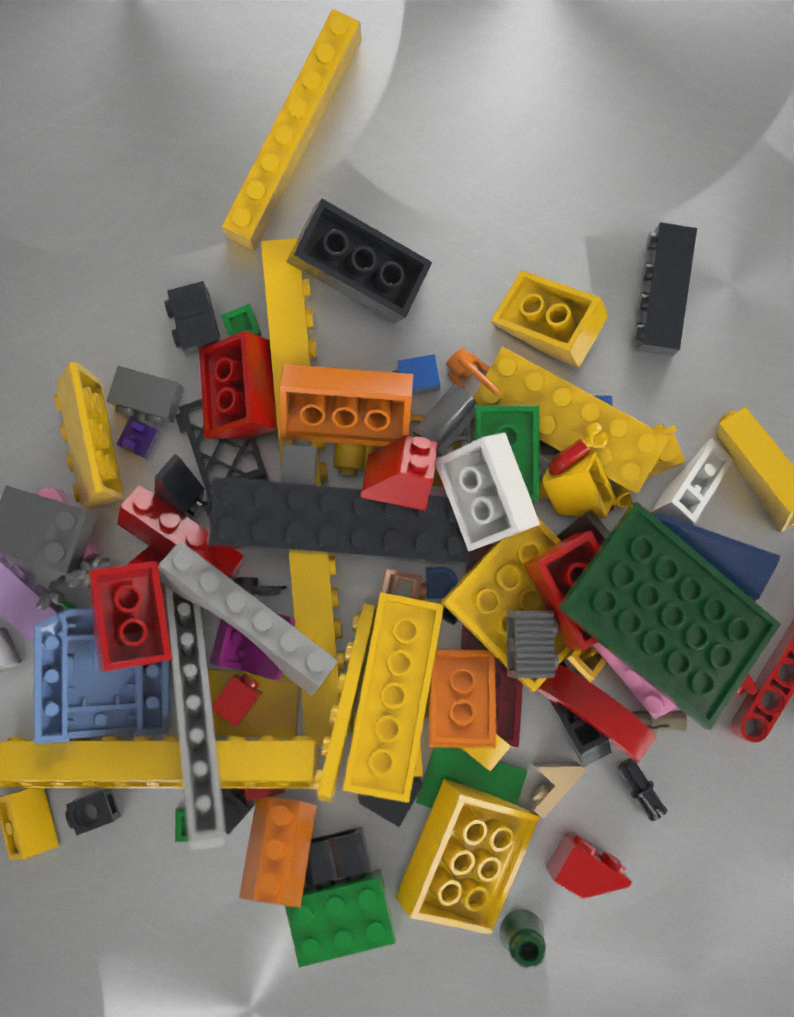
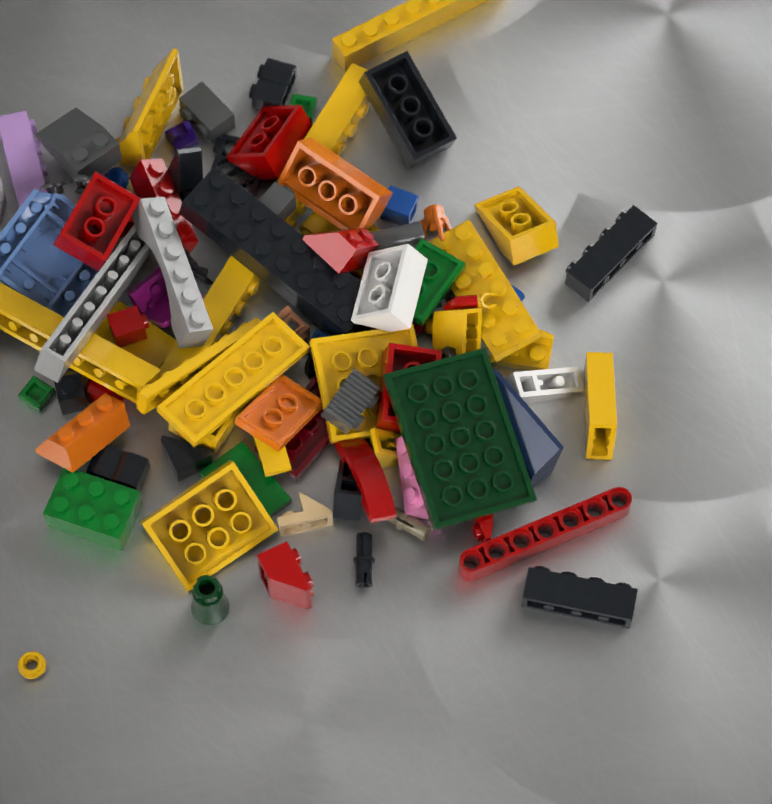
camera: 30 degrees right, 20 degrees down
(106, 534) = (118, 176): none -> blue tile

